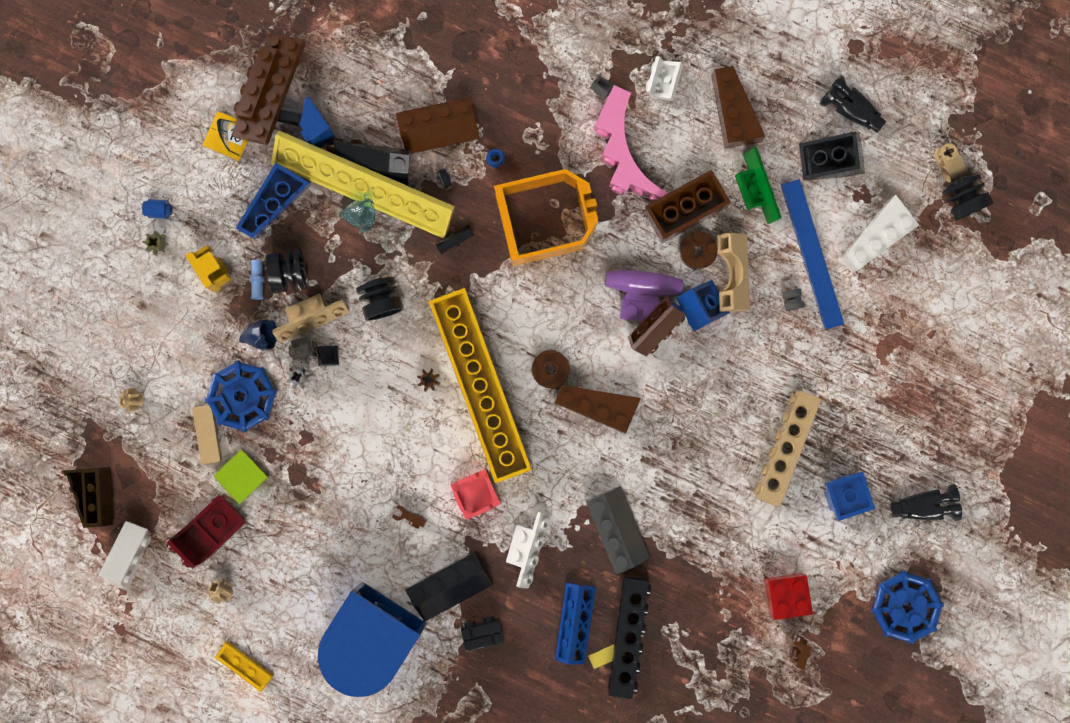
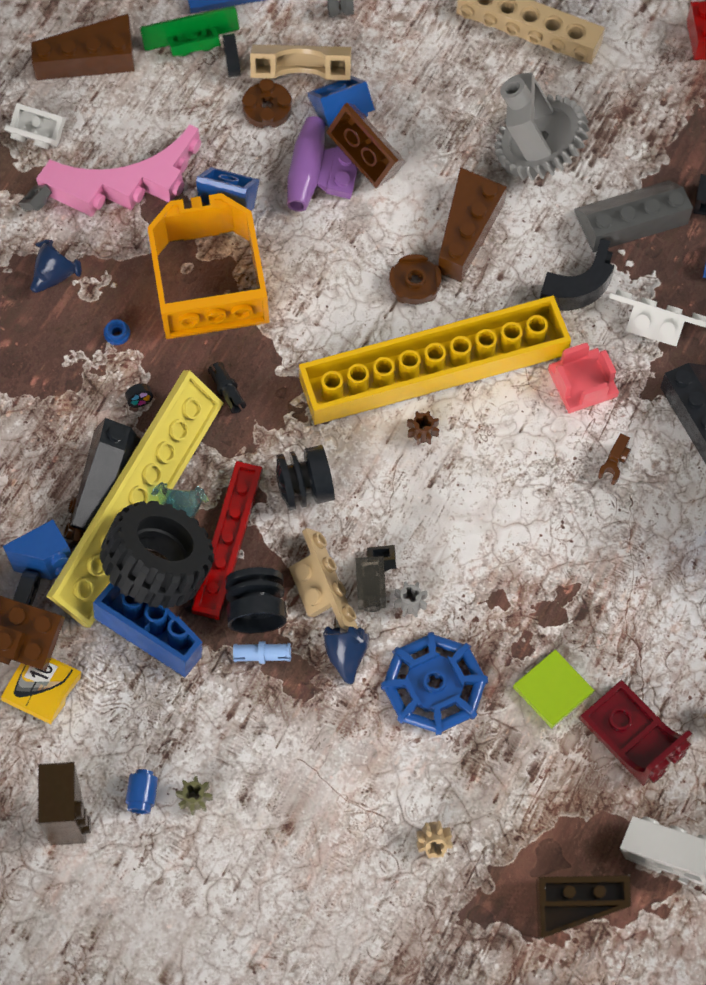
camera: 85 degrees left, 20 degrees down
(128, 157) = (61, 804): none -> dark brown wedge
(206, 435) = (490, 735): tan tile -> none
(209, 270) = (242, 710): yellow panel -> none
(292, 183) = (146, 575): none -> black tyre
(338, 250) = (228, 538): none -> red plate
(438, 125) = (62, 399): reddish brown slope -> none
(544, 106) = (51, 267): none -> dark blue hat
(544, 485) = (583, 289): none -> black arch
(614, 226) = (233, 185): none -> blue slope
(683, 448) = (538, 129): none -> light grey piece
(687, 206) = (211, 105): reddish brown slope -> none
(739, 219) = (231, 55): none -> black beam

